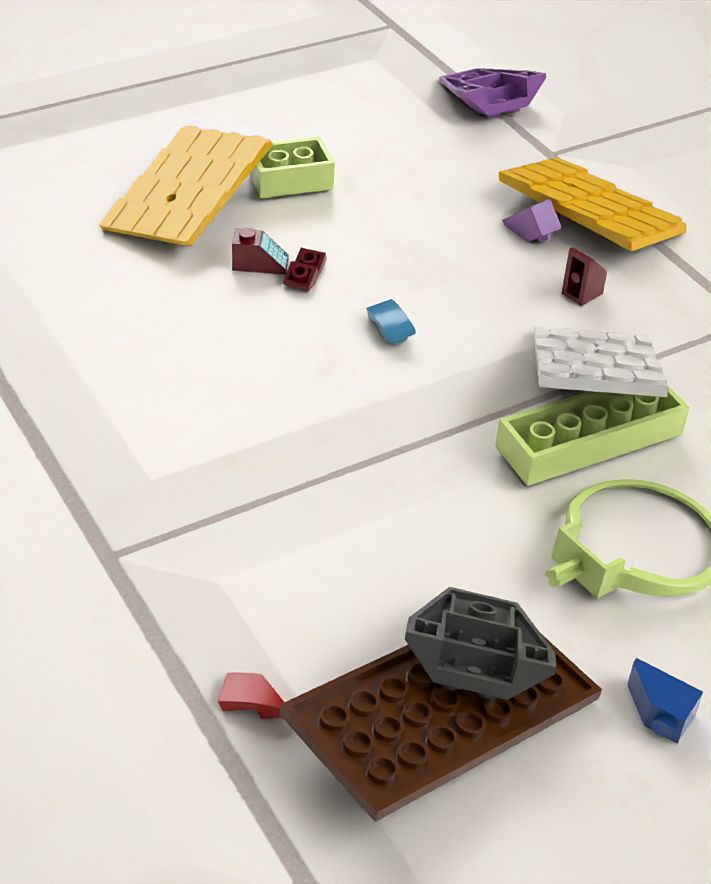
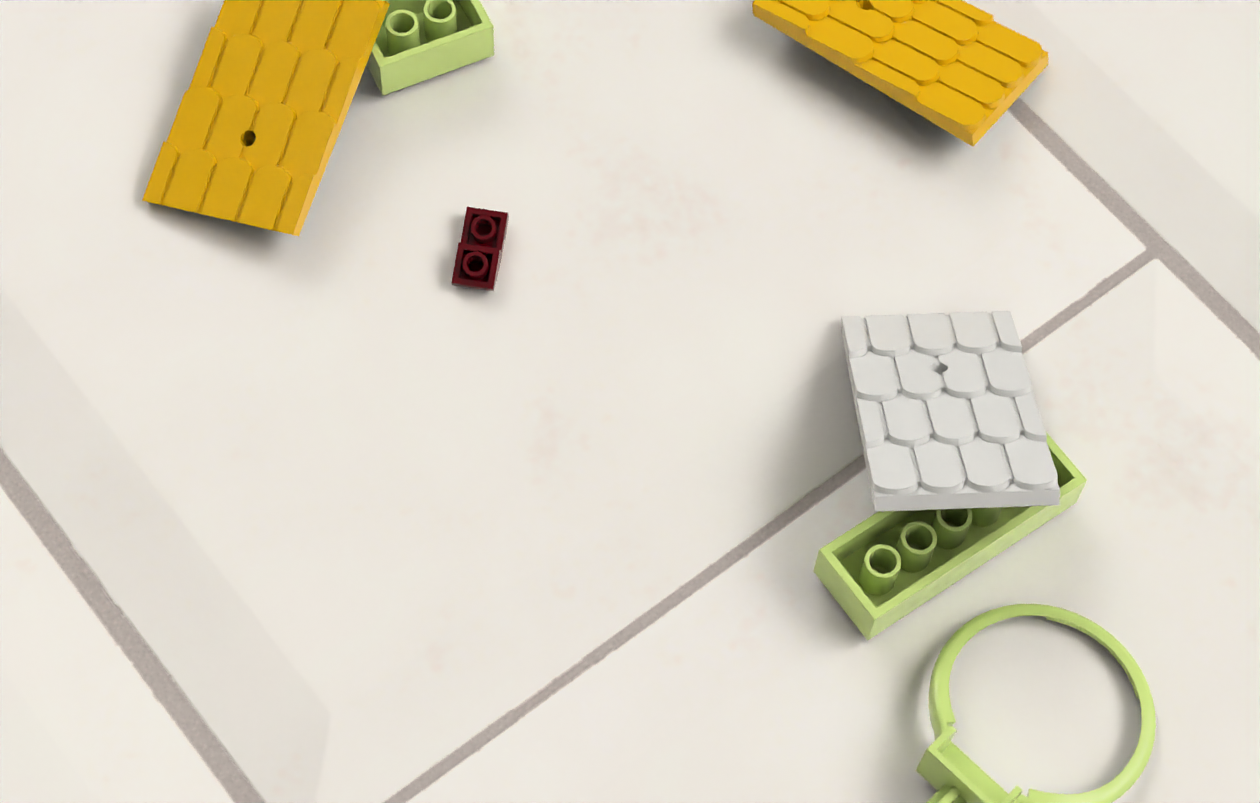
camera: 10 degrees left, 20 degrees up
(257, 253) = (404, 230): dark red slope -> none
(391, 321) = (628, 345): dark azure slope -> none
(534, 222) = (816, 92): medium lavender slope -> none
(583, 278) = (905, 213): dark red slope -> none

